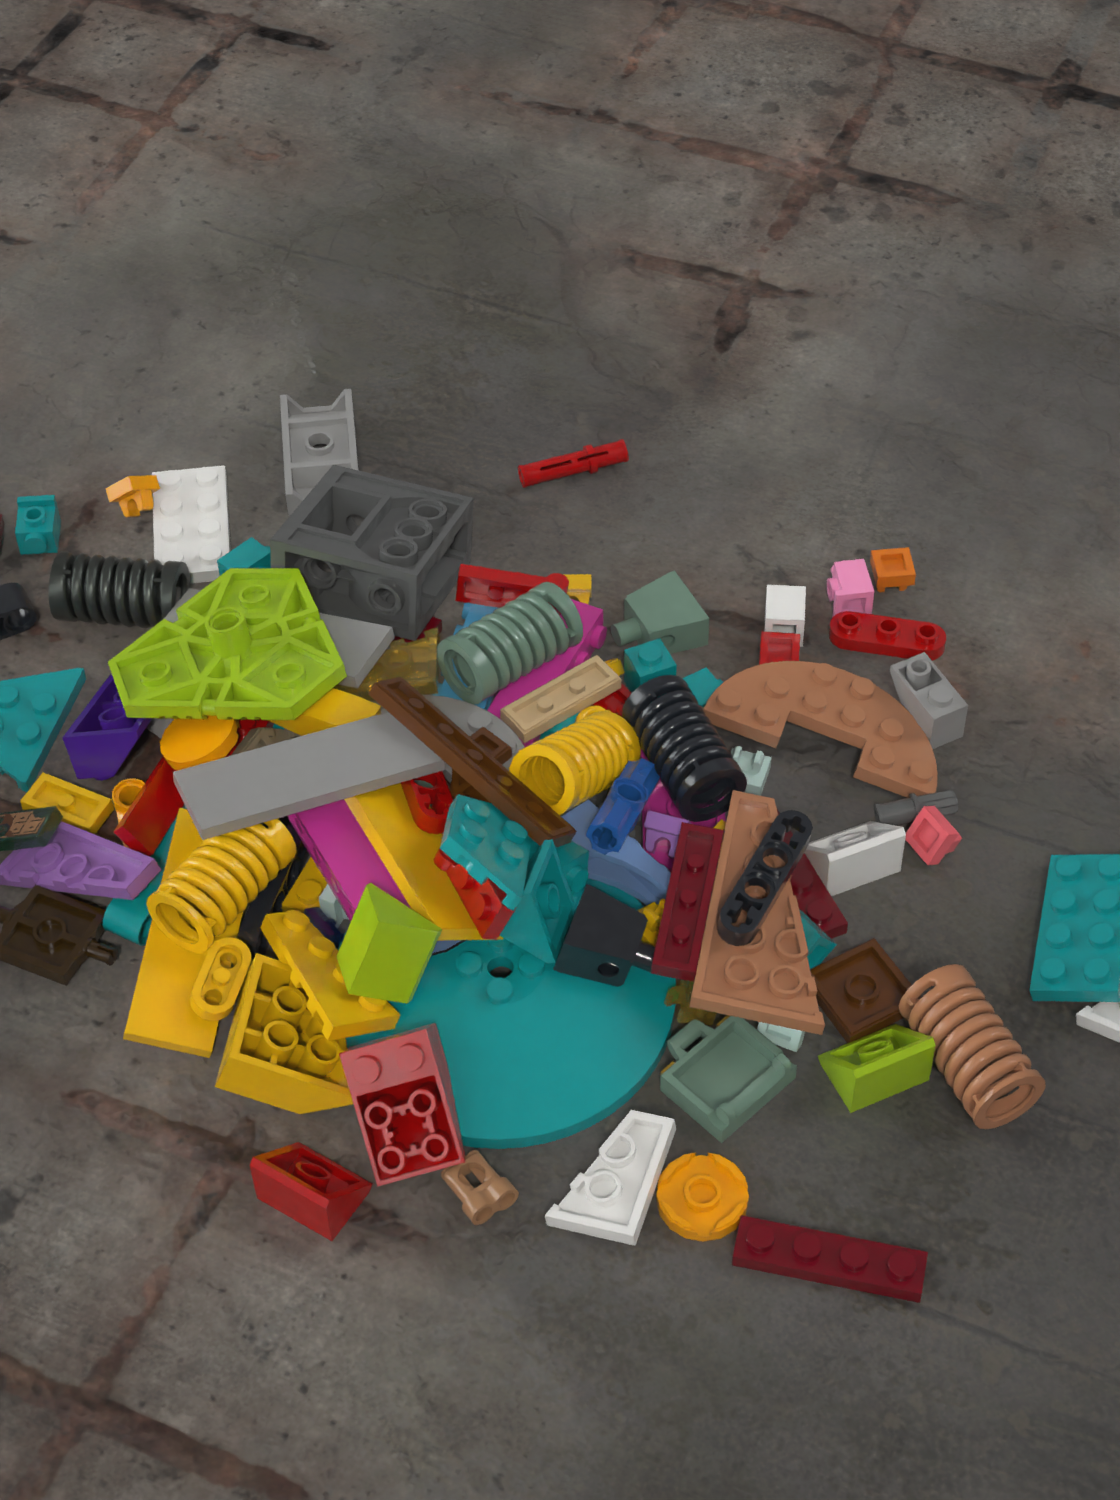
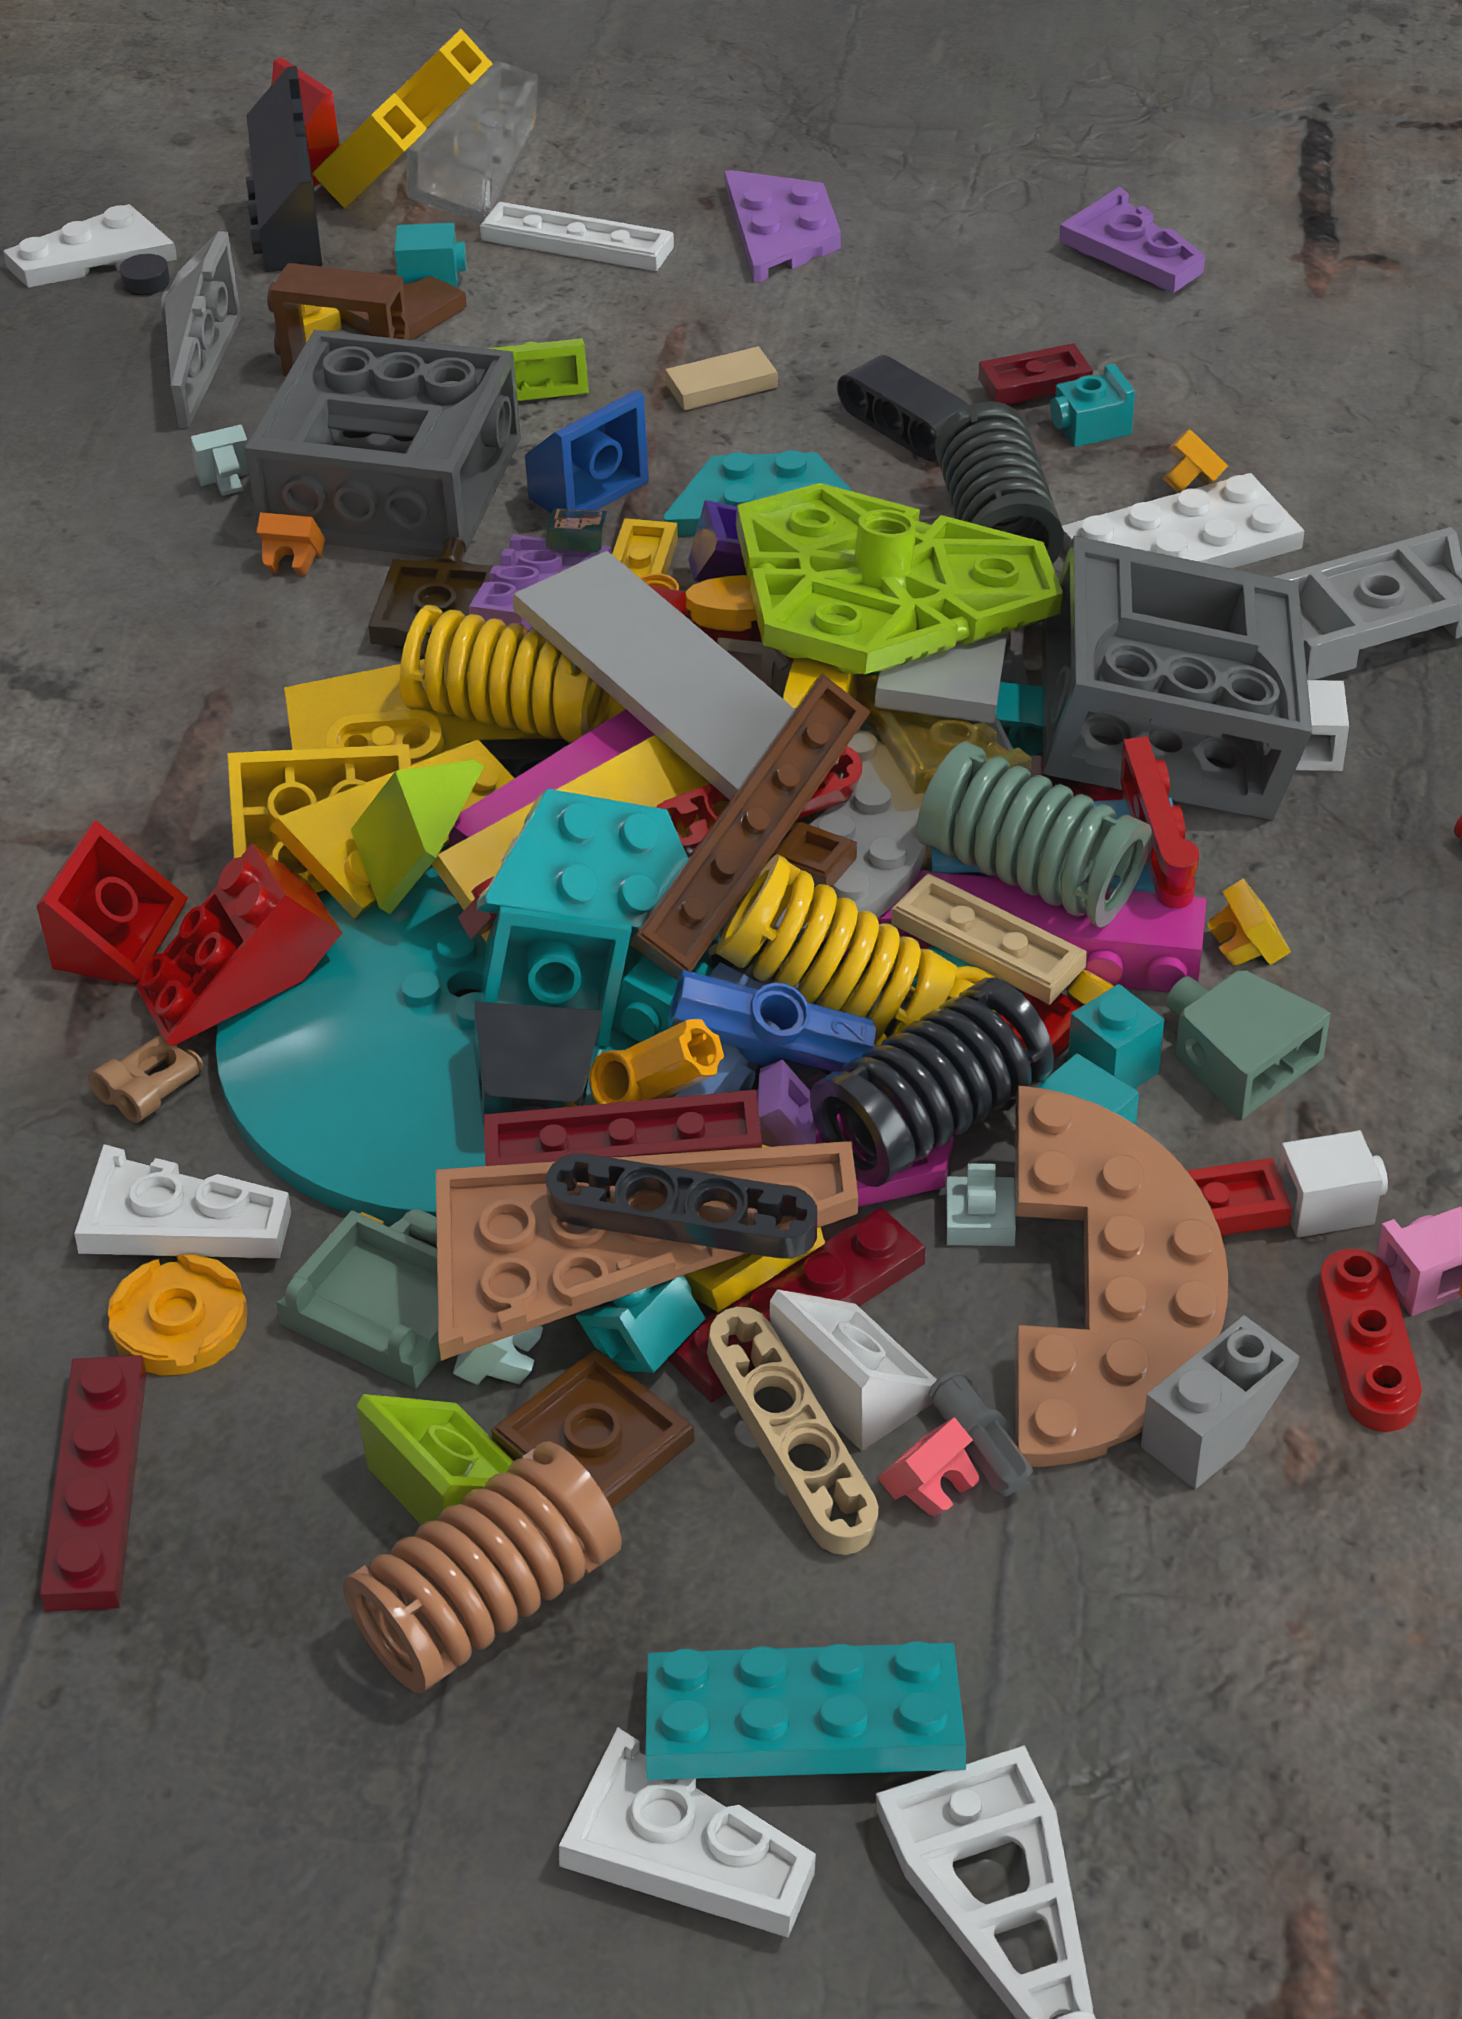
camera: 75 degrees right, 5 degrees down
(634, 868) = (657, 1065): none -> light orange piece
(852, 897) = (798, 1425): none -> tan beam

